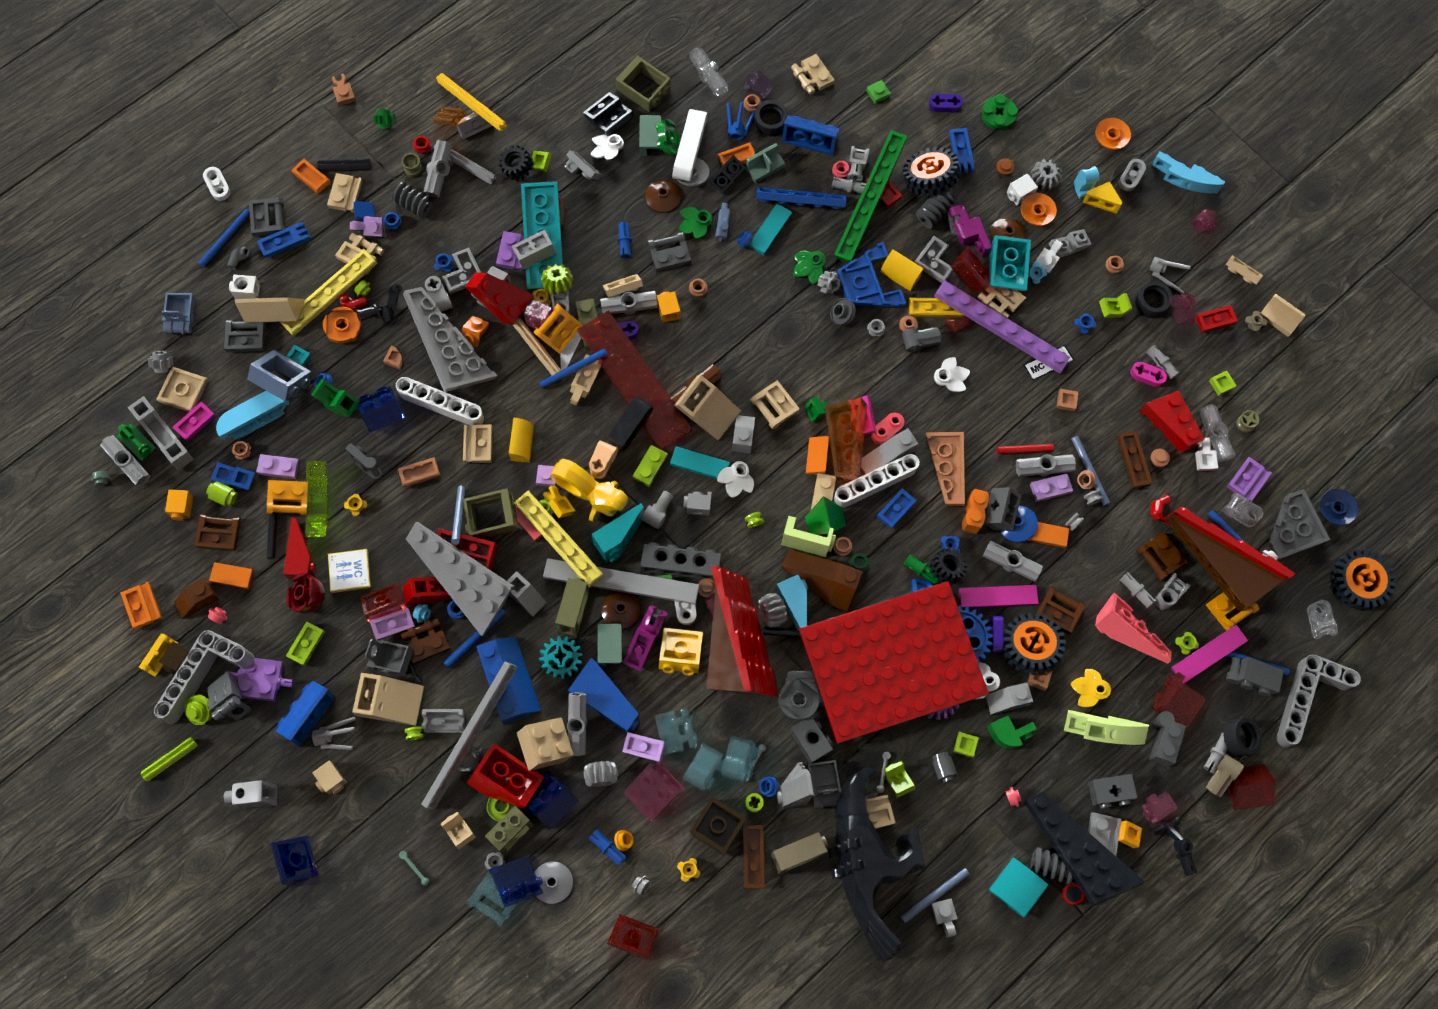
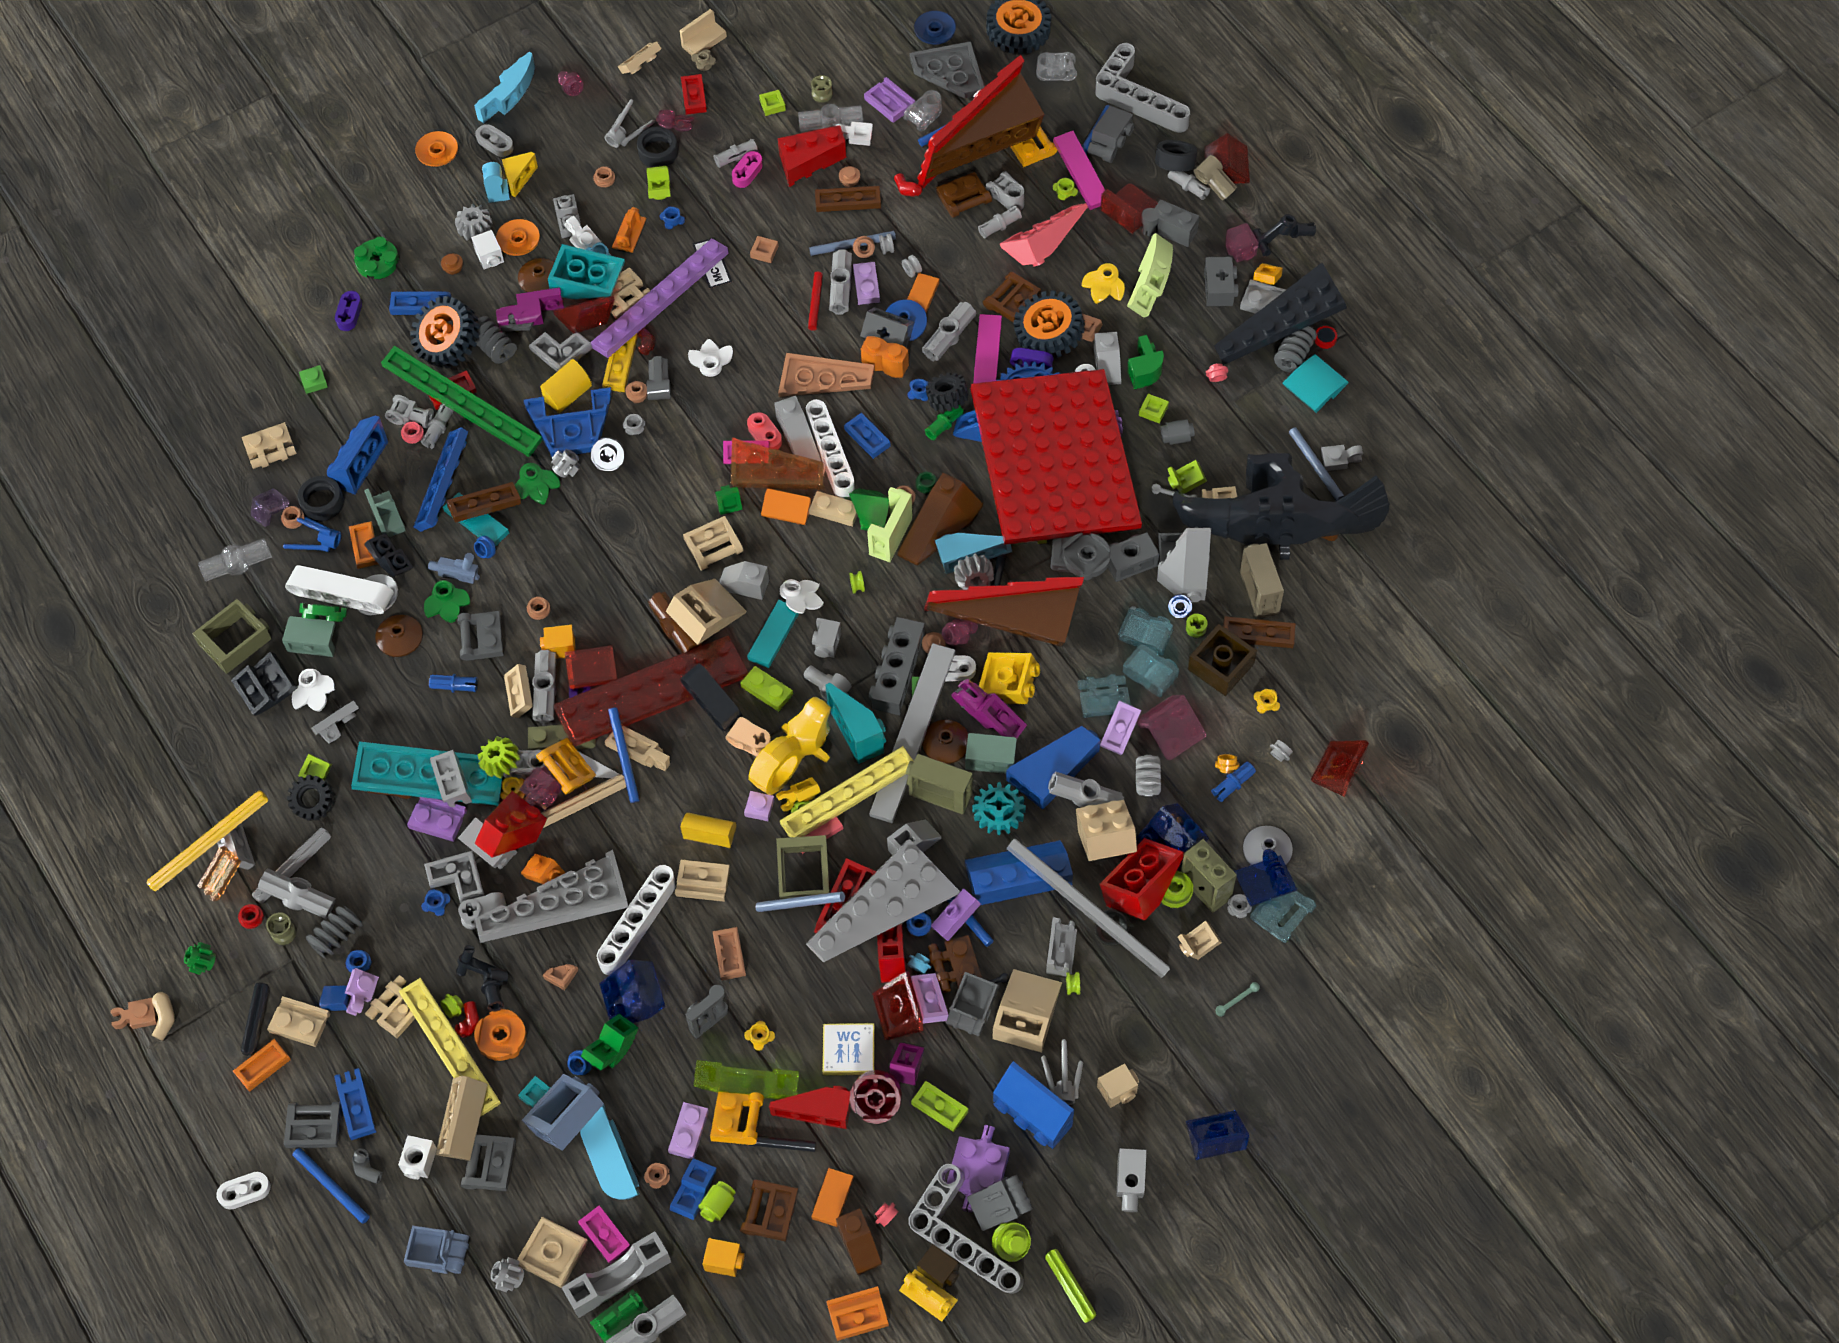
camera: 75 degrees left, 10 degrees down
(338, 614) = (906, 1063): none -> magenta slope
(342, 107) = (165, 1015): none -> tan arm
(462, 634) = (955, 914): none -> medium lavender plate
(649, 332) = (591, 666): none -> clear red slope
(782, 229) = (483, 502): none -> reddish brown plate
(1063, 293) = (629, 231): none -> orange hinge

